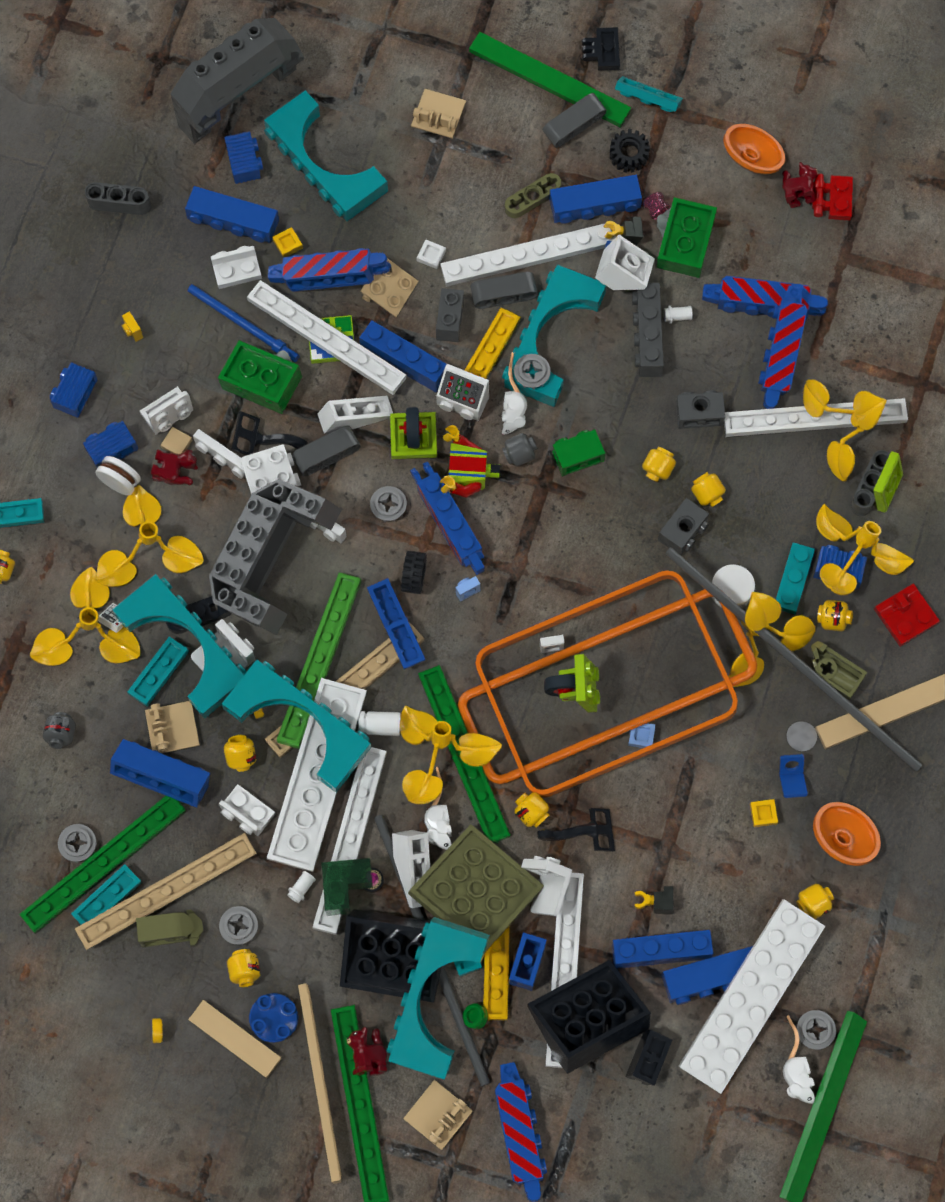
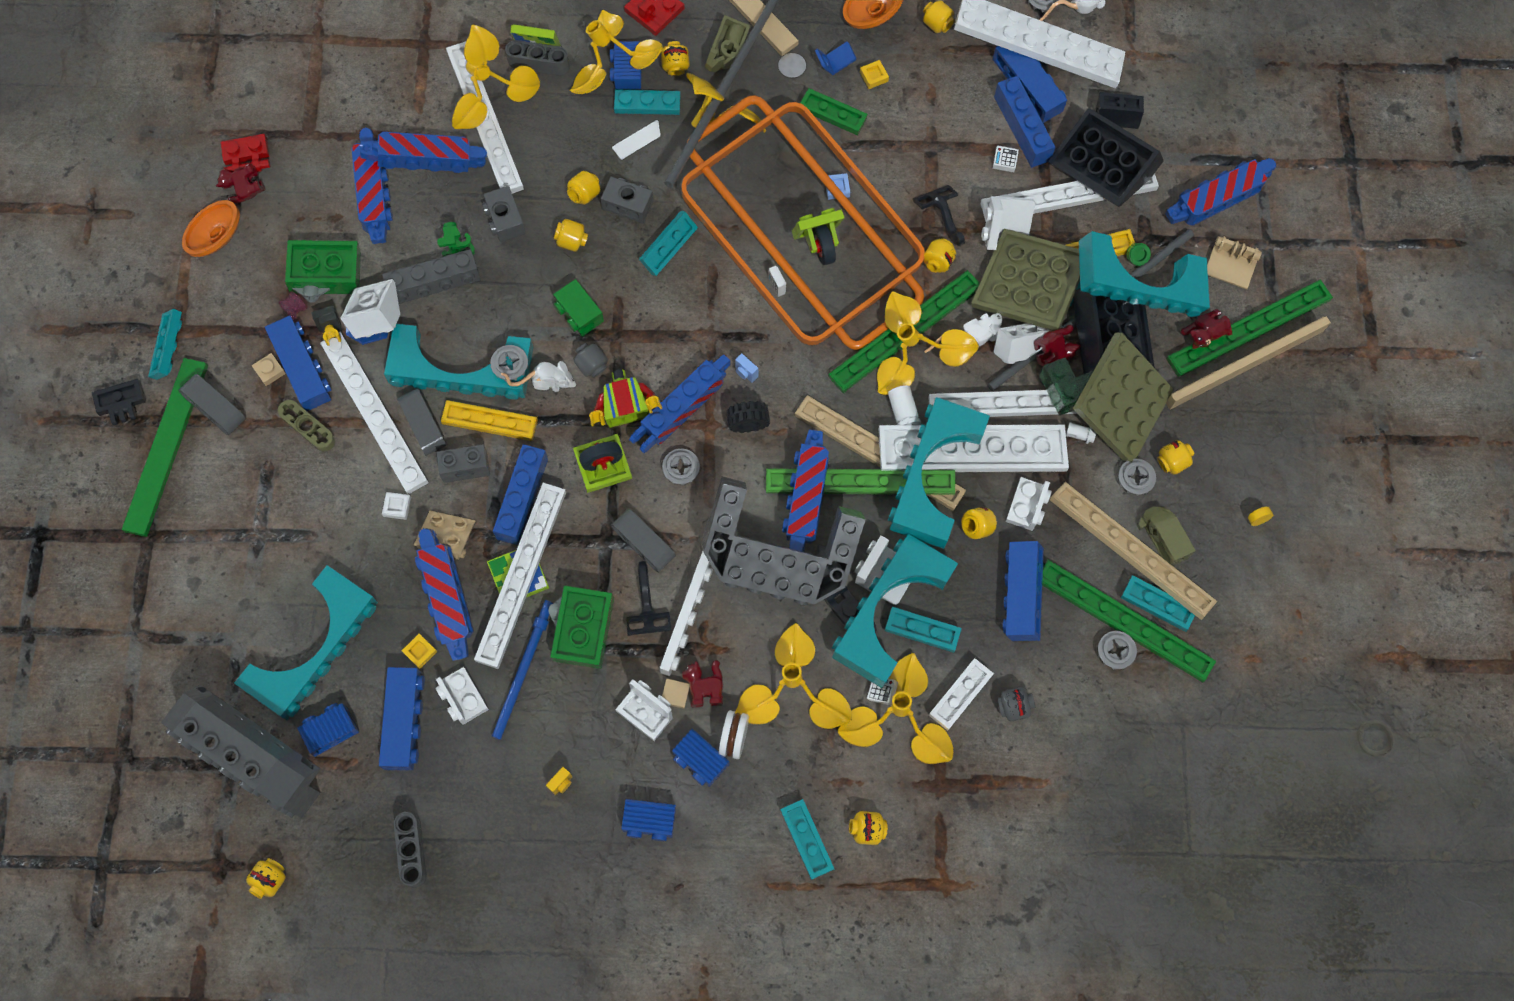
camera: 110 degrees left, 0 degrees up
(86, 686) = (961, 694): none -> white plate
(134, 87) = (265, 878): none -> yellow head
(172, 727) = (973, 599): tan hinge -> none
(235, 1039) = (1237, 449): tan tile -> none
(267, 466) = (686, 582): white bracket -> none
(273, 1017) = (1206, 420): blue dish -> none
(314, 928) = (1123, 398): none -> olive plate
(319, 602) = (807, 492): none -> blue hinge
(354, 412) = (596, 525): white slope -> none
(394, 883) = (1055, 346): none -> dark red animal
(396, 624) = (804, 419): blue slope -> none
(438, 113) = (229, 544): tan hinge -> none
(462, 393) = (548, 424): slope -> none
(527, 961) = (1077, 220): blue brick -> none
(598, 172) = (268, 369): none -> tan plate
(623, 552) = (668, 243): none -> teal plate
(627, 919) = (1005, 159): none -> white tile
(629, 139) = (230, 335): black tyre -> none
(661, 900) = (982, 134): pearl dark grey piece -> none
(677, 314) = (405, 256): white pin -> none
(678, 356) = (453, 239): none -> green piece
(730, 757) = (834, 111): none -> green plate
(735, 583) = (669, 144): white head -> none
(753, 558) = (637, 140): none -> white sticker

